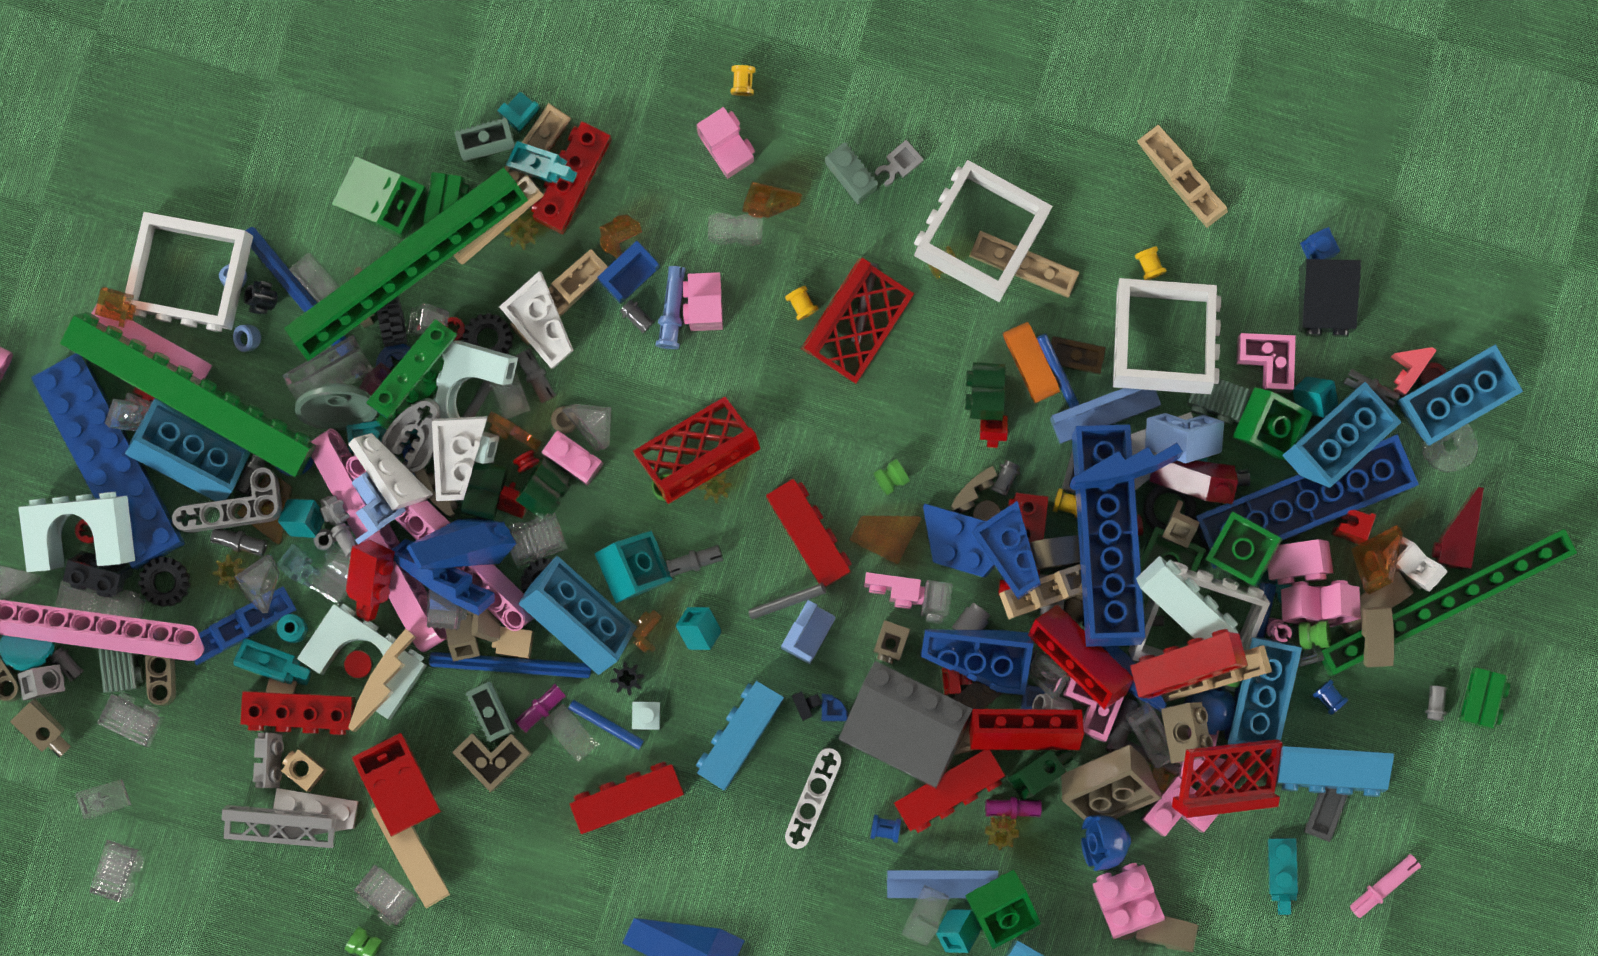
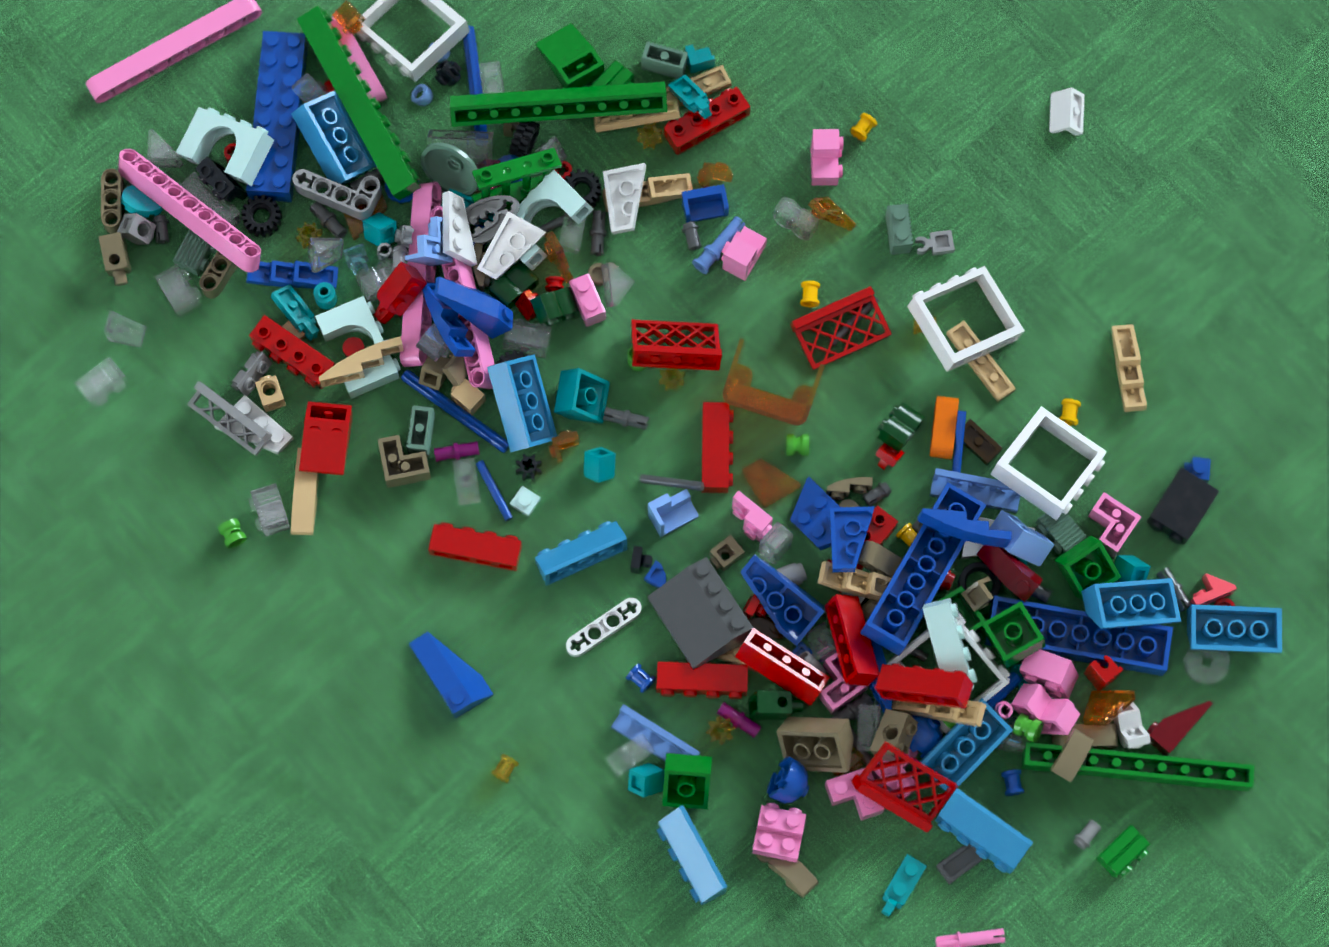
camera: 30 degrees right, 10 degrees down
(834, 453) = (740, 394): none -> clear orange windscreen

